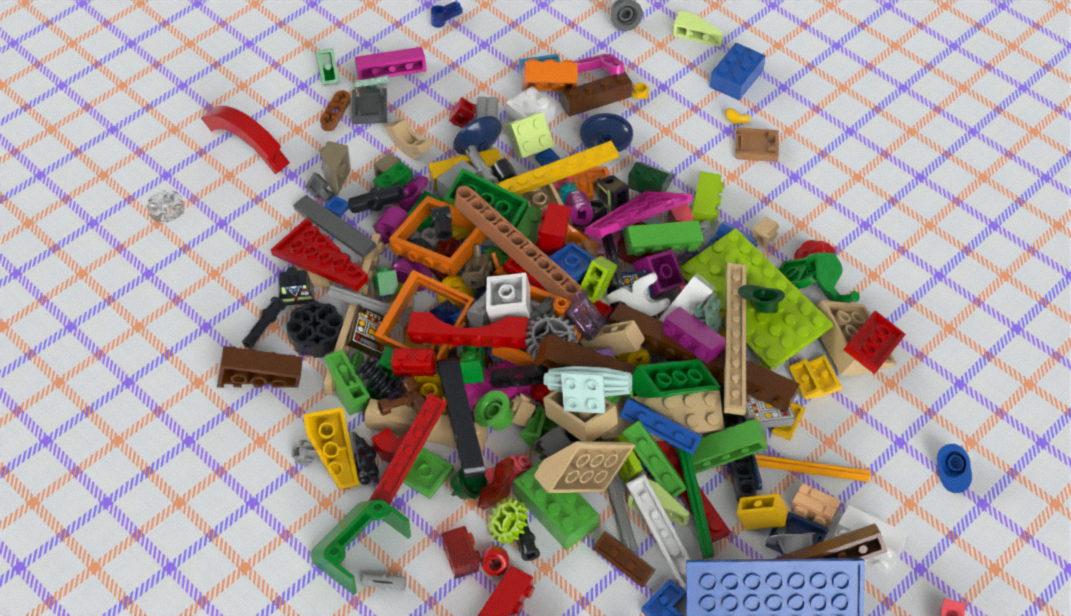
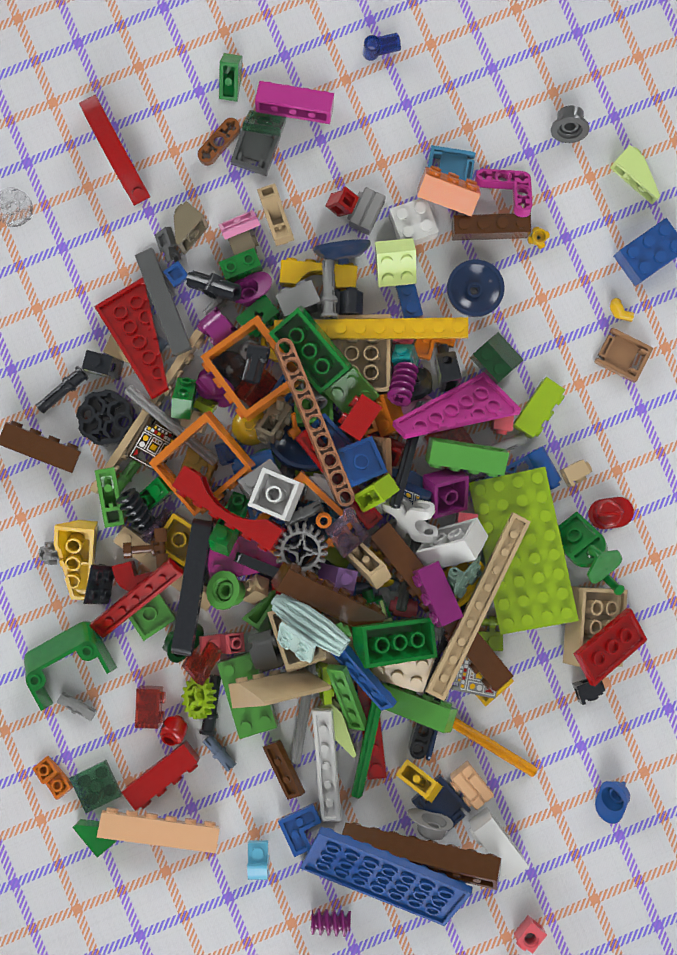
camera: 25 degrees right, 35 degrees up
(369, 162) = (239, 224): none -> bright pink plate
(414, 362) = (171, 512): red brick -> none
(551, 570) = (219, 752): none -> sand blue pin
(761, 298) = (525, 569): dark green piece -> none
(815, 377) = (539, 652): yellow slope -> none
(876, 388) = (585, 691): none -> black brick

